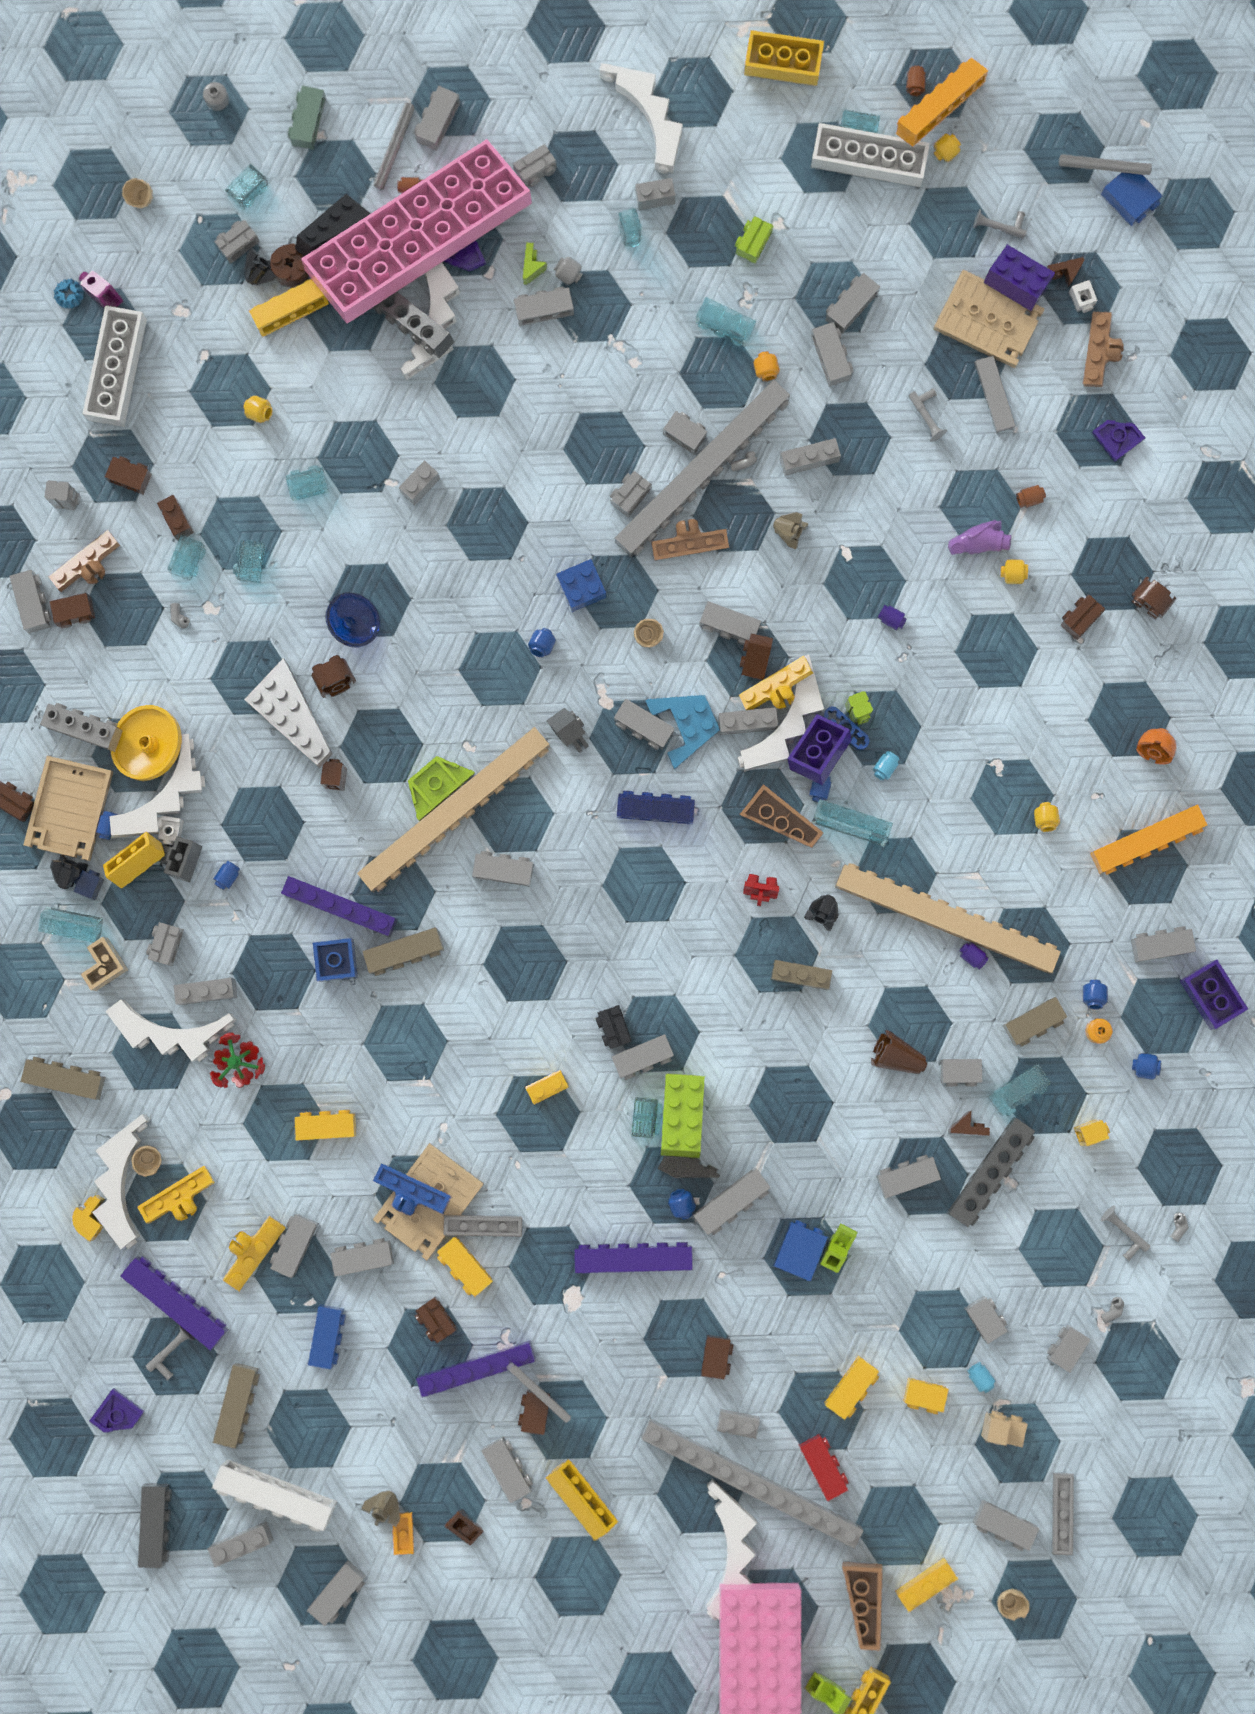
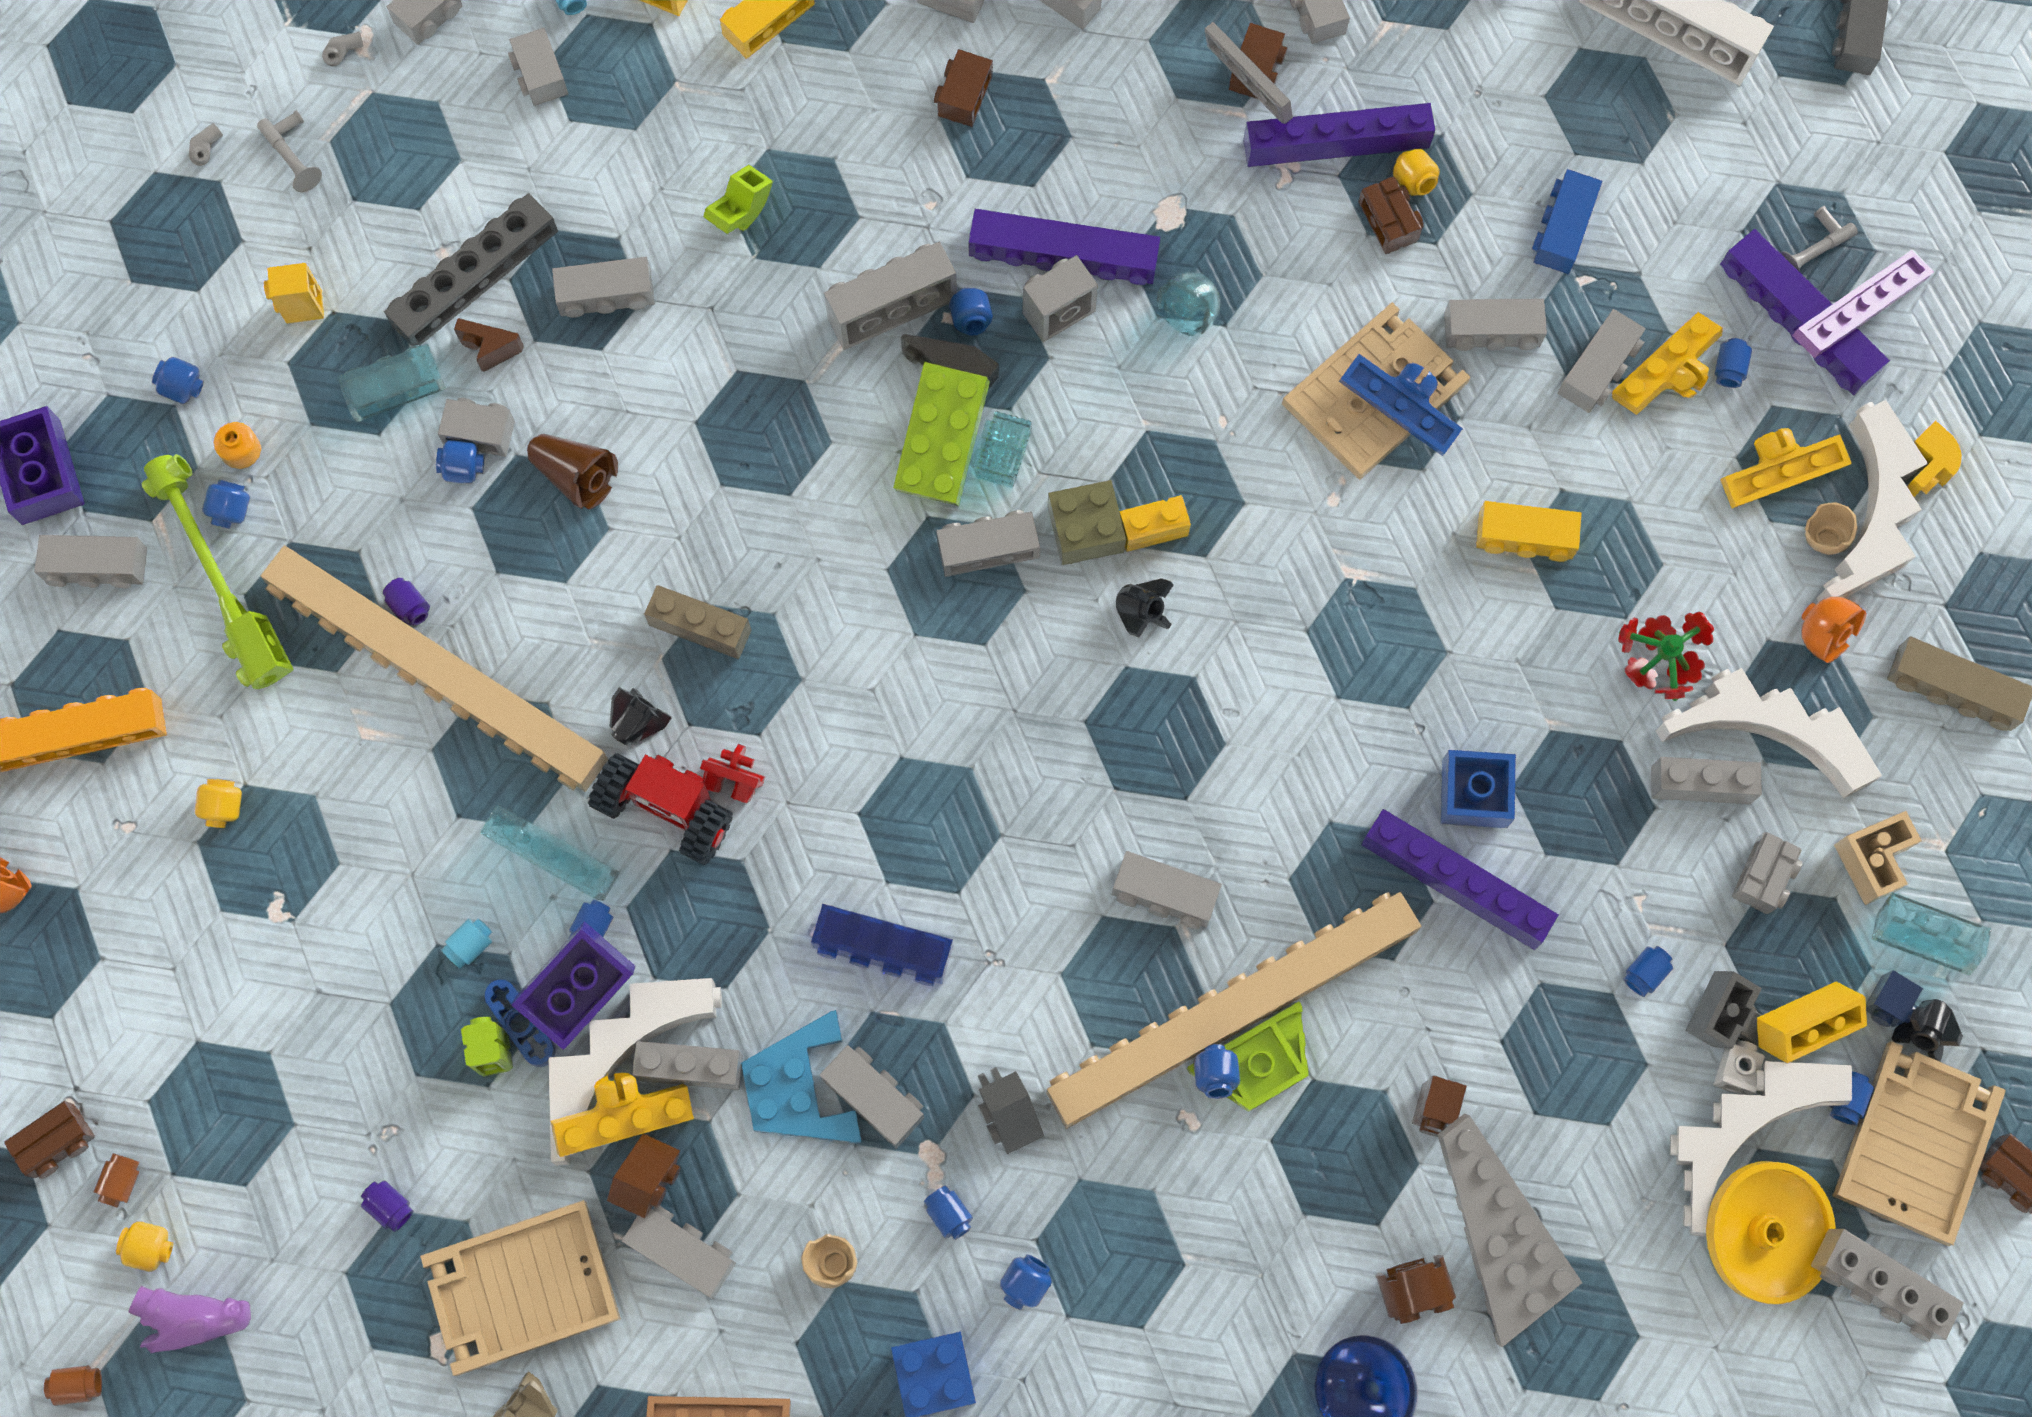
camera: 175 degrees left, 10 degrees down
(116, 1413) = (1908, 173): dark purple plate -> none
(139, 1309) = (1862, 304): none -> plate
(142, 1098) = (1830, 625): none -> orange cylinder
(214, 1260) = (1732, 363): none -> blue brick
(235, 1405) = (1721, 150): dark tan brick -> none
(403, 950) = (1358, 785): dark tan brick -> none
(424, 1352) = (1416, 172): none -> yellow head
(457, 770) = (1216, 1071): none -> blue head
(464, 1266) = (1333, 282): yellow brick -> none
(482, 1225) = (1294, 336): light grey tile -> none
(546, 1034) = (1140, 602): none -> black brick
(549, 1235) = (1190, 302): none -> clear light blue cylinder
(587, 1080) = (1086, 522): none -> olive brick
(590, 671) = (948, 1213): none -> blue brick
(614, 1027) = (1026, 597): black brick -> none
(629, 1219) = (1059, 298): none -> light grey brick
(779, 816) = (672, 888): medium nougat wedge -> none
(793, 866) = (666, 794): none -> brick
(800, 1250) = (799, 212): blue brick -> none
(809, 589) = (521, 1287): none -> tan door
(965, 1046) = (459, 462): none -> blue head
(1035, 1022) = (335, 480): dark tan brick -> none
(1040, 603) = (117, 1180): none -> dark orange brick
(1058, 916) = (248, 632): none -> lime bar

